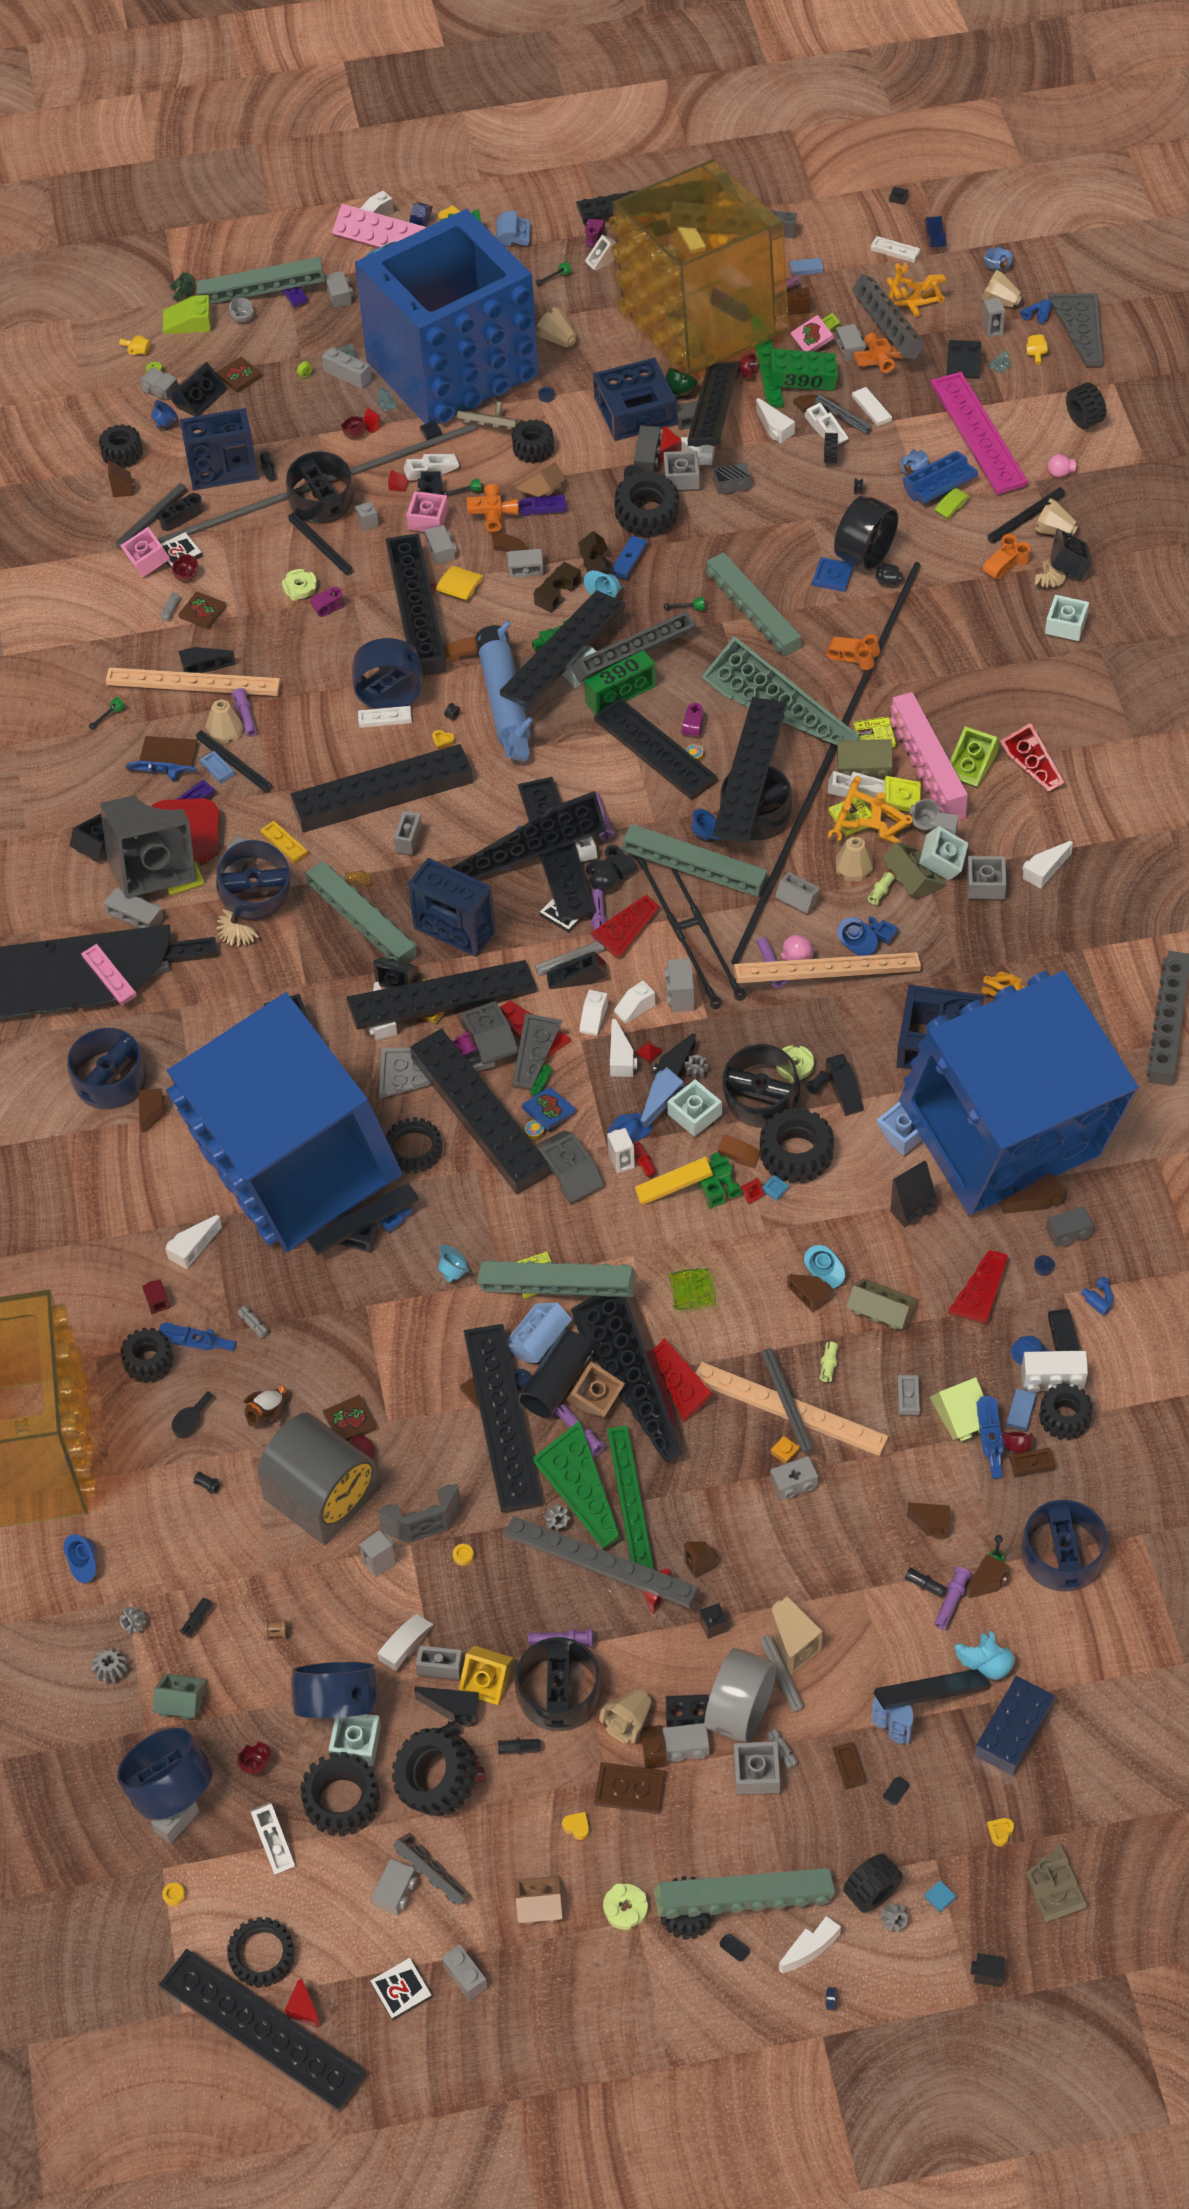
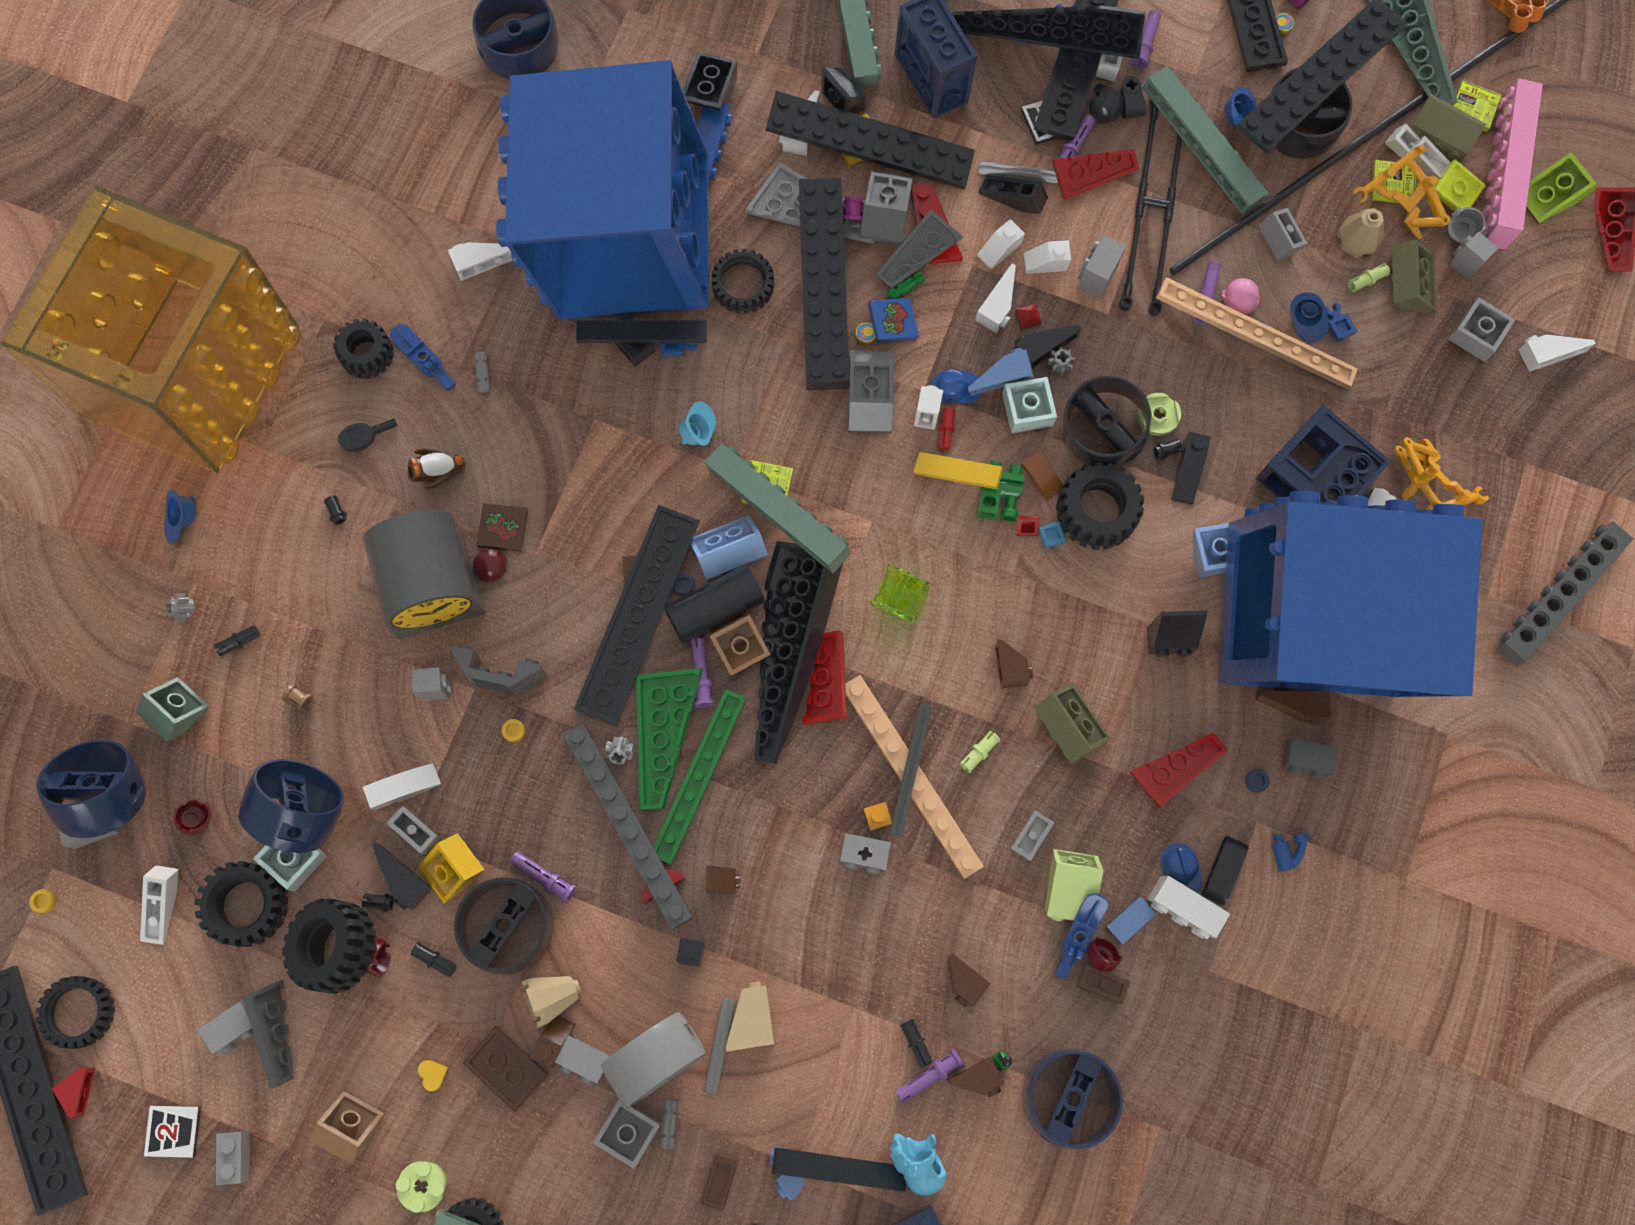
camera: 25 degrees right, 20 degrees up
(109, 1665) = (125, 645): light grey gear -> none
(156, 1296) = (412, 293): dark red brick -> none
(687, 1706) = (608, 1024): black brick -> none
(824, 1263) = (1042, 650): medium azure piece -> none
(943, 853) = (1456, 278): light aqua brick -> none
(1065, 1425) = (1190, 950): black tyre -> none

